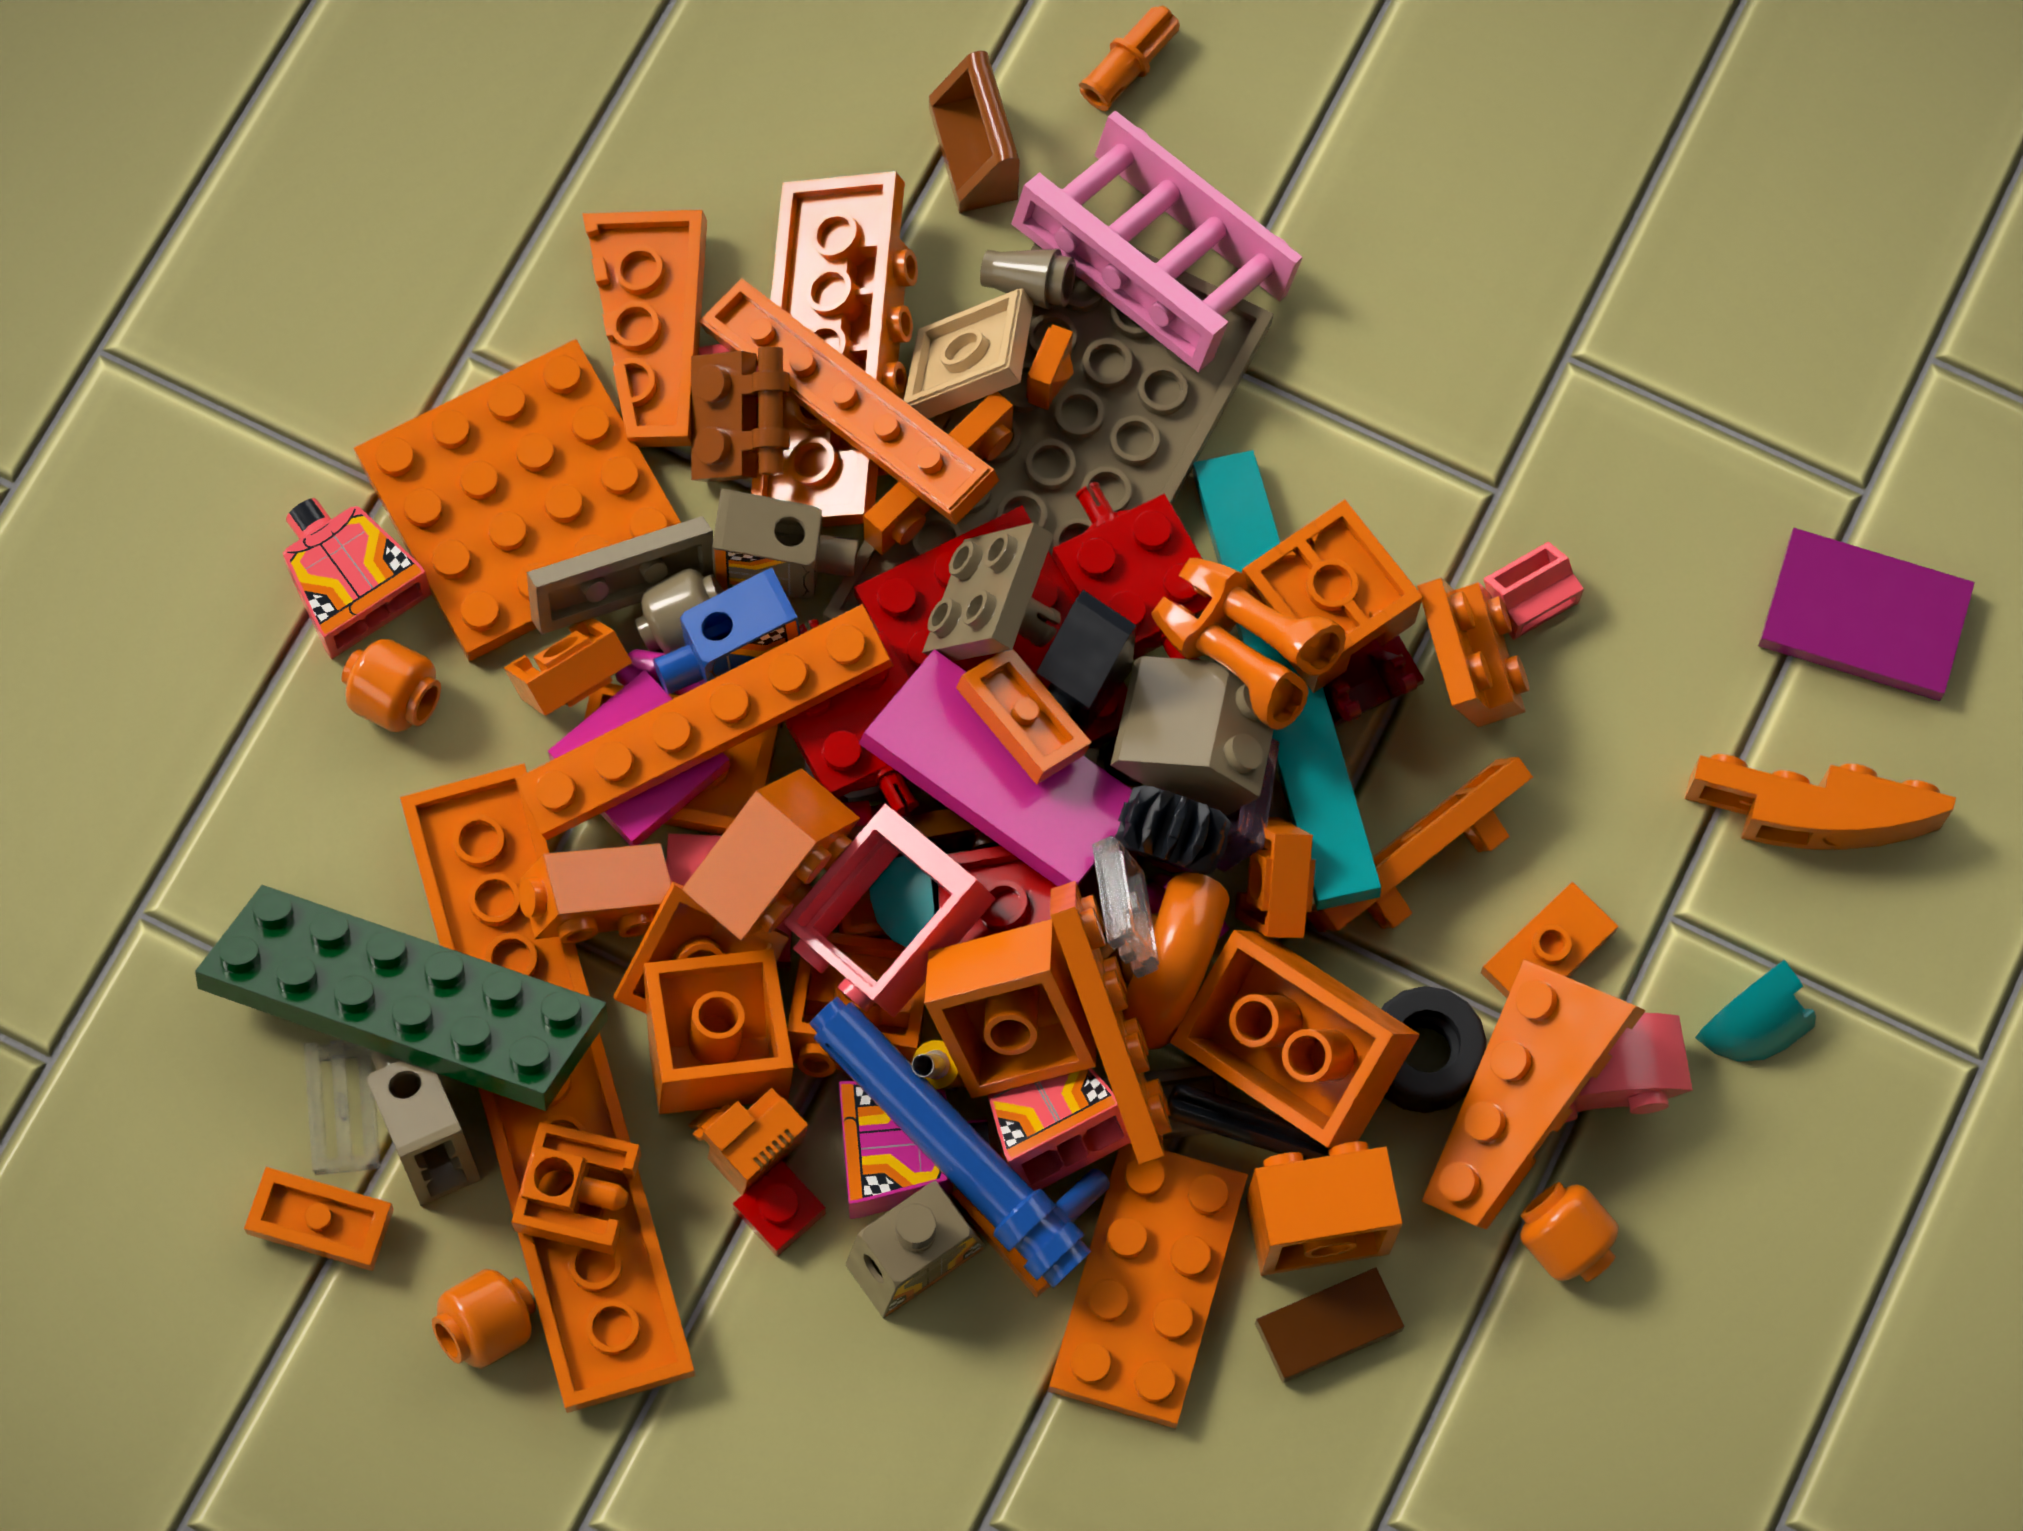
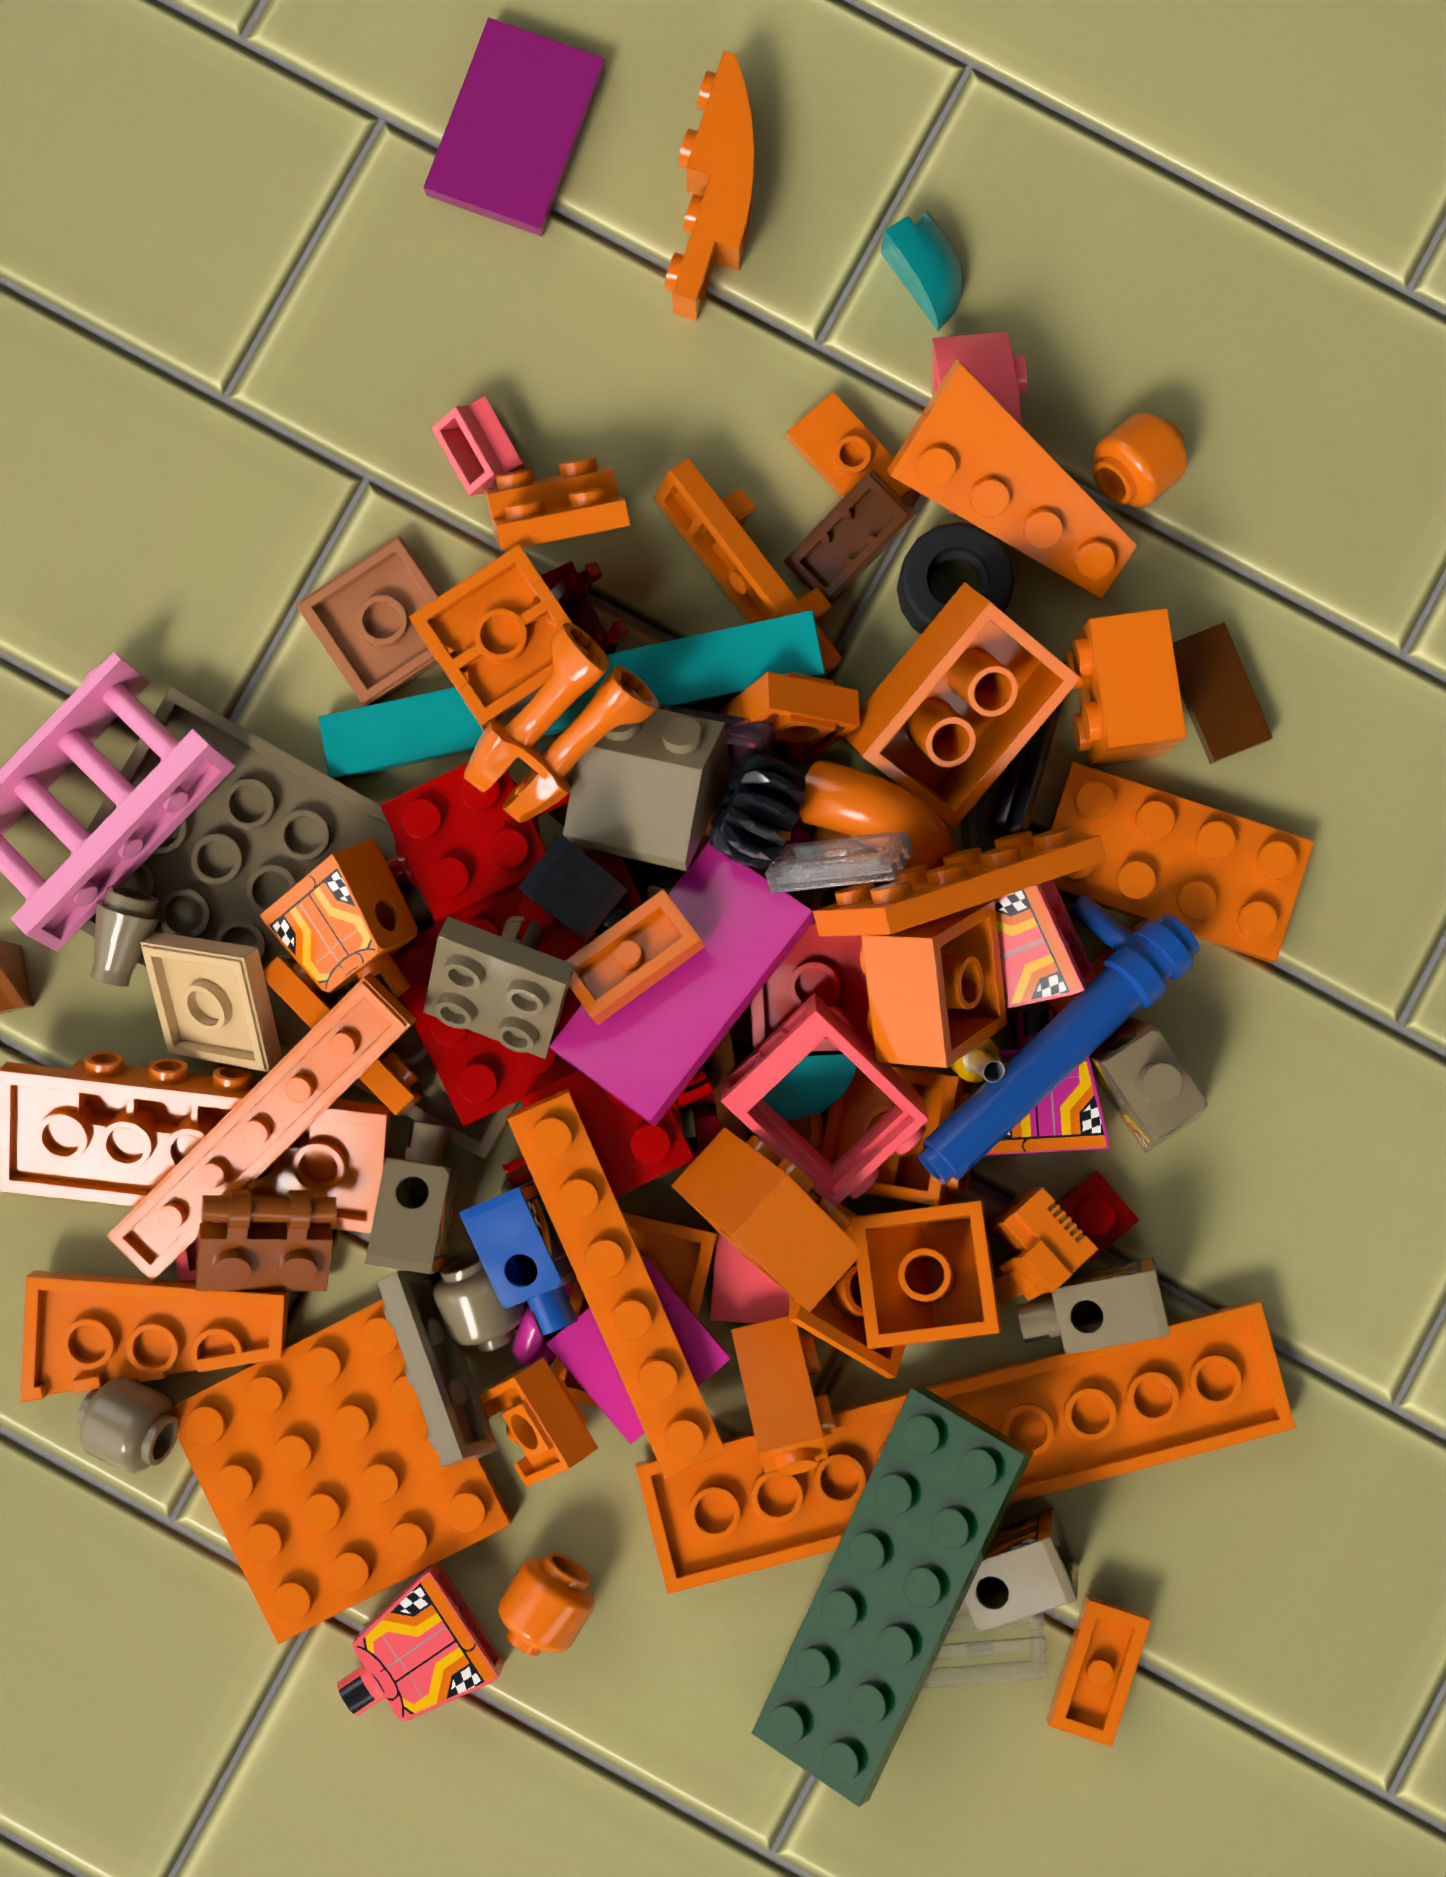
camera: 85 degrees left, 15 degrees up
(483, 1318) = (1204, 1507): orange head -> none
(558, 1216) = (1118, 1436): orange brick -> none
(562, 305) = (127, 1425): none -> dark tan head
(687, 1208) = (1129, 1305): none -> dark tan torso
(1049, 465) = (346, 920): none -> orange torso
(1050, 367) = (230, 914): orange tile -> none
(1368, 481) = (367, 624): none -> nougat tile
(1465, 944) = (850, 537): none -> reddish brown plate

